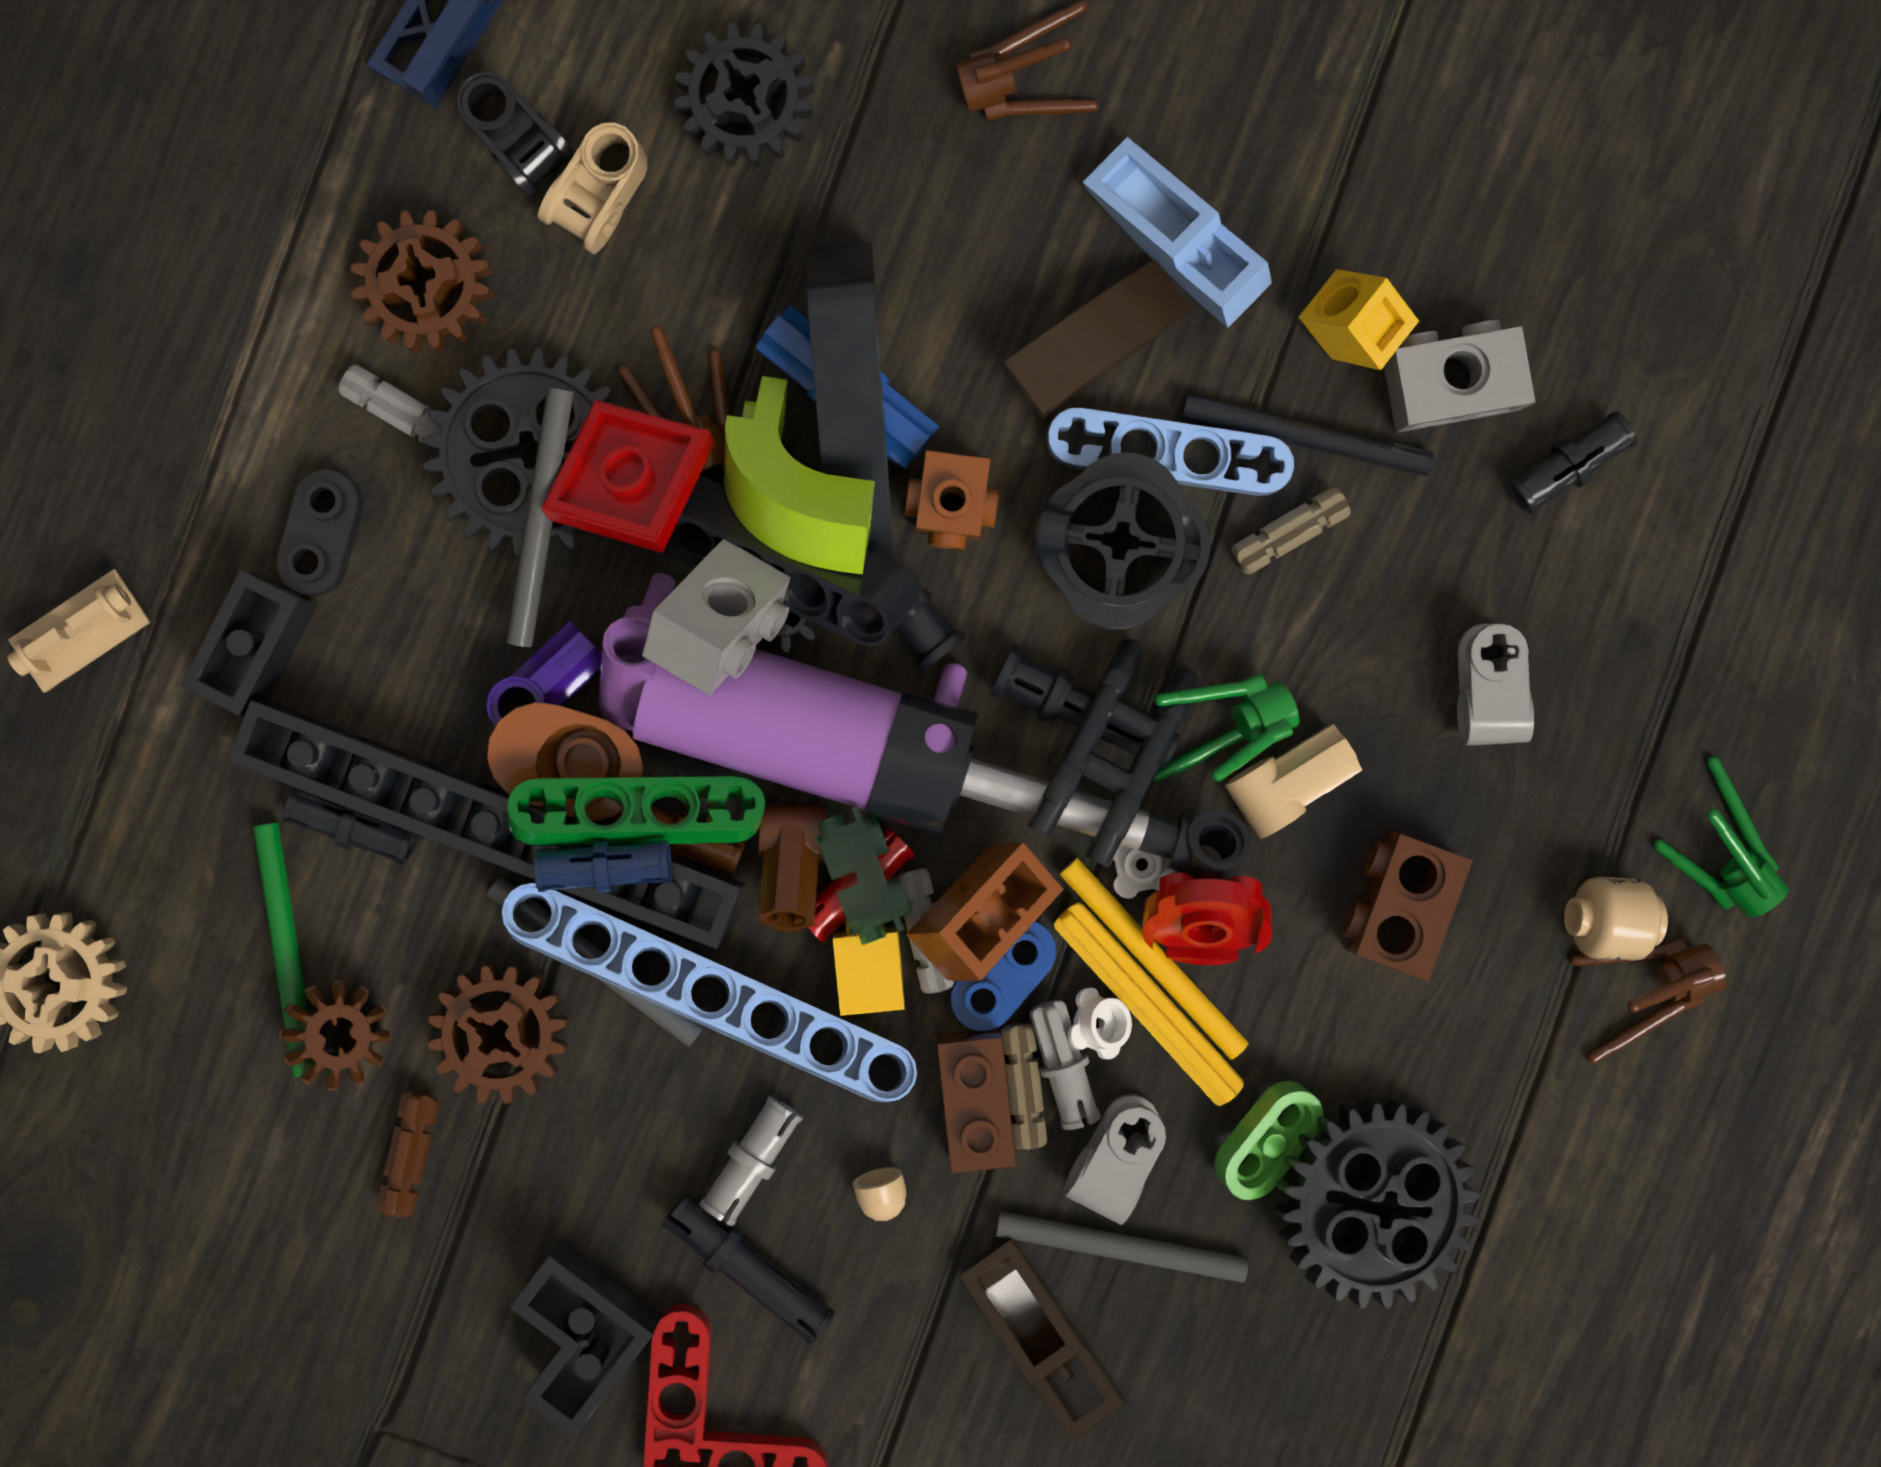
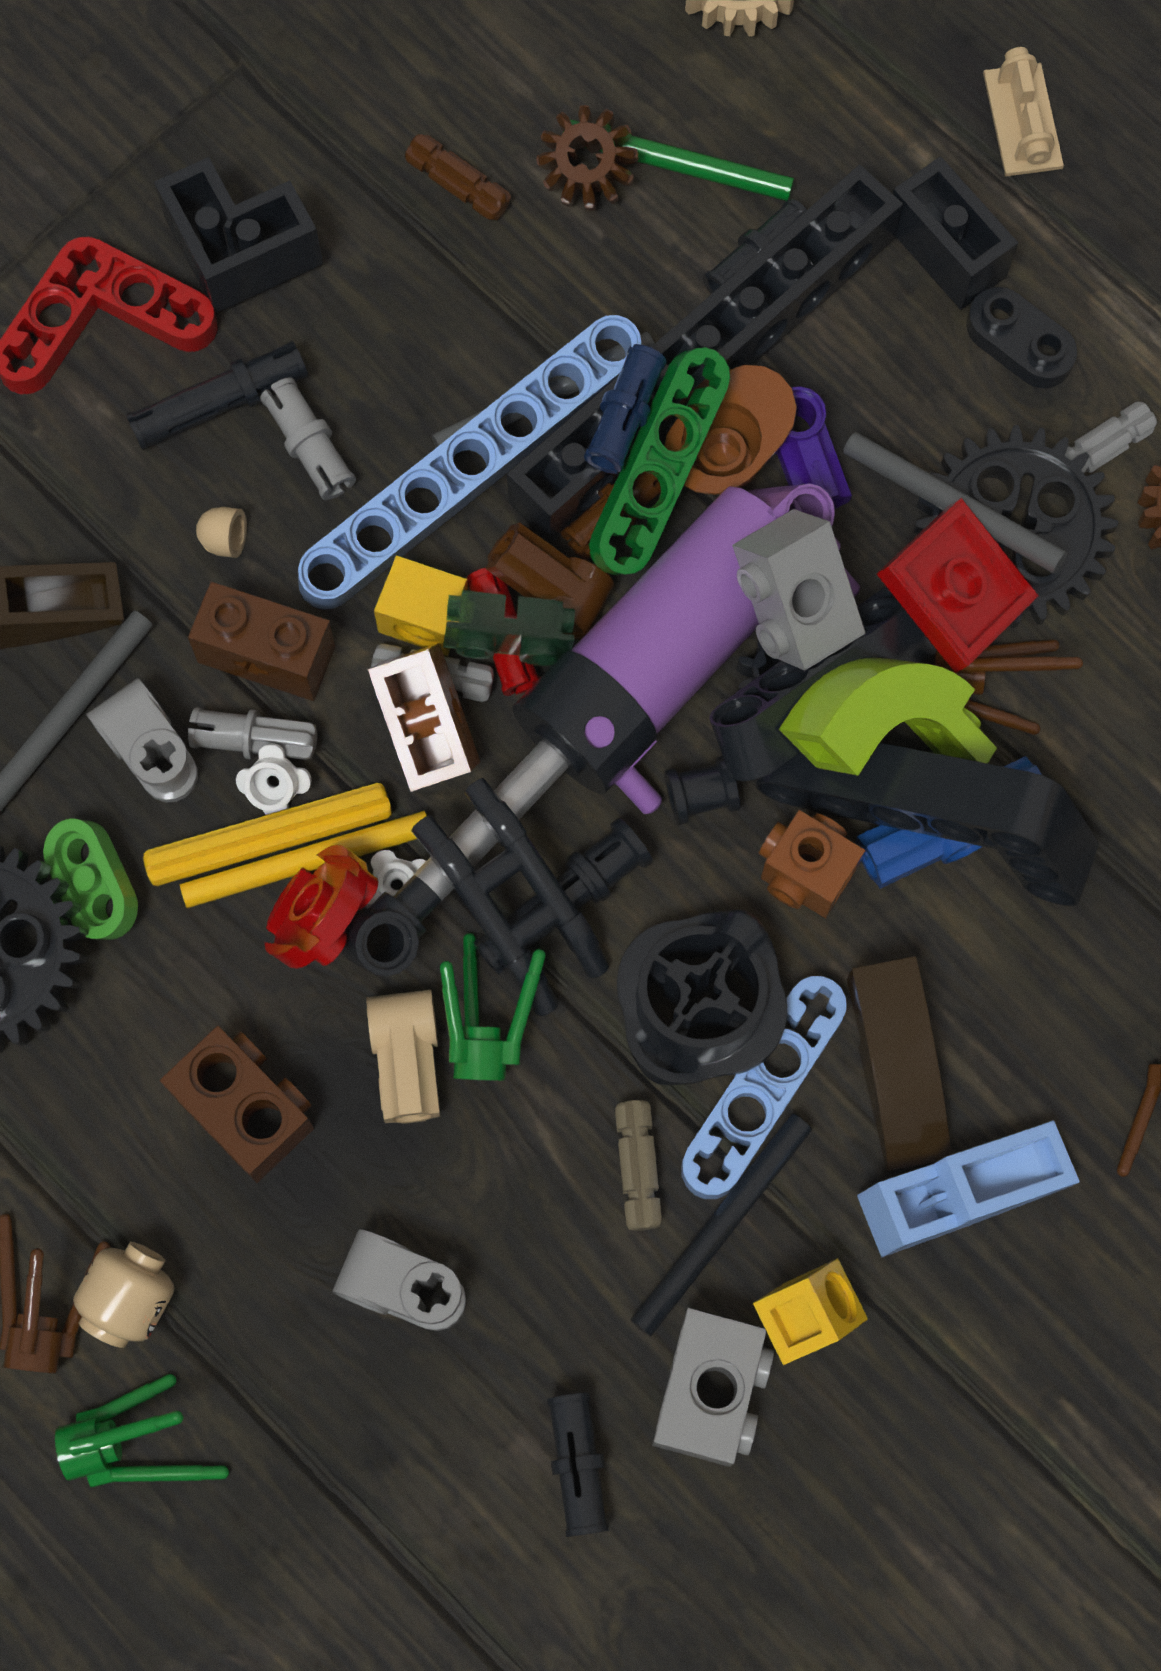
camera: 115 degrees right, 15 degrees down
(475, 1018) = (519, 294): reddish brown gear -> none
(1008, 981) = (356, 720): blue plate -> none
(1024, 1086) = (250, 692): dark tan axle -> none

